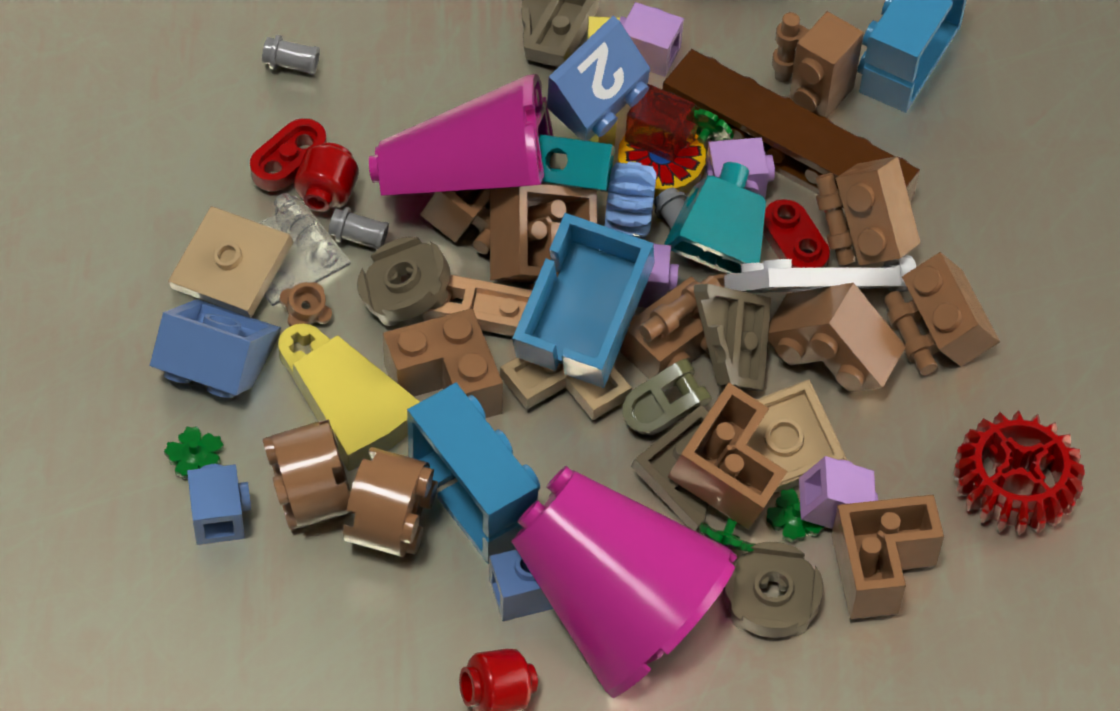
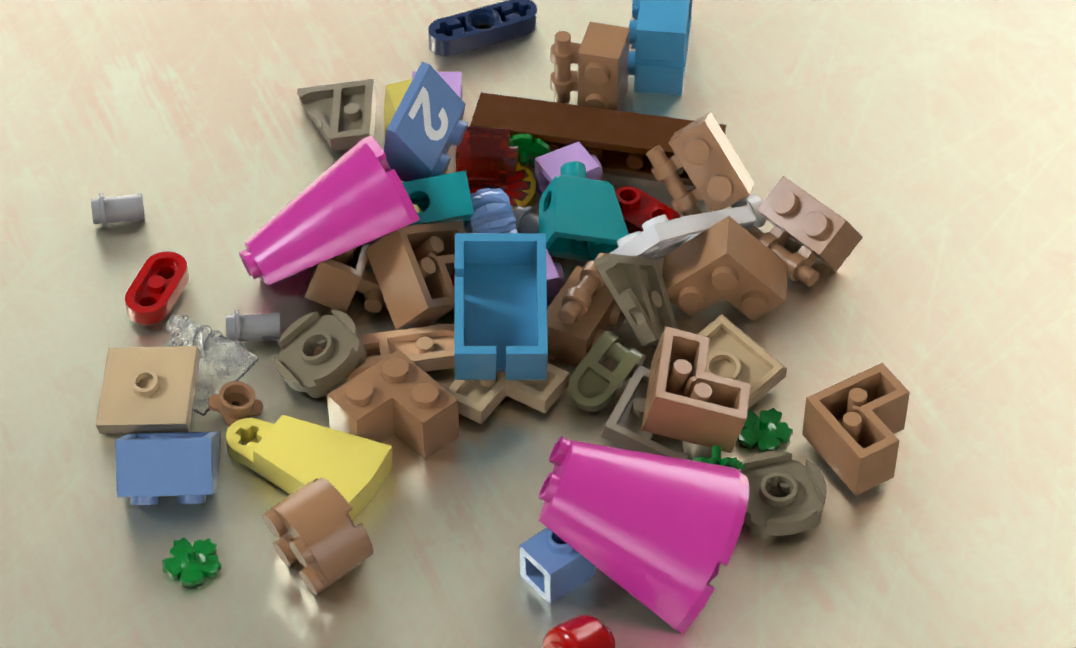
camera: 20 degrees left, 10 degrees down
(217, 503) = (239, 592): medium blue brick -> none
(327, 176) = (204, 292): red head -> none
(389, 502) = (406, 532): medium nougat brick -> none
(491, 483) = (499, 484): dark azure piece -> none
(833, 484) = (785, 393): lavender brick -> none
(1018, 488) = (934, 331): red gear -> none

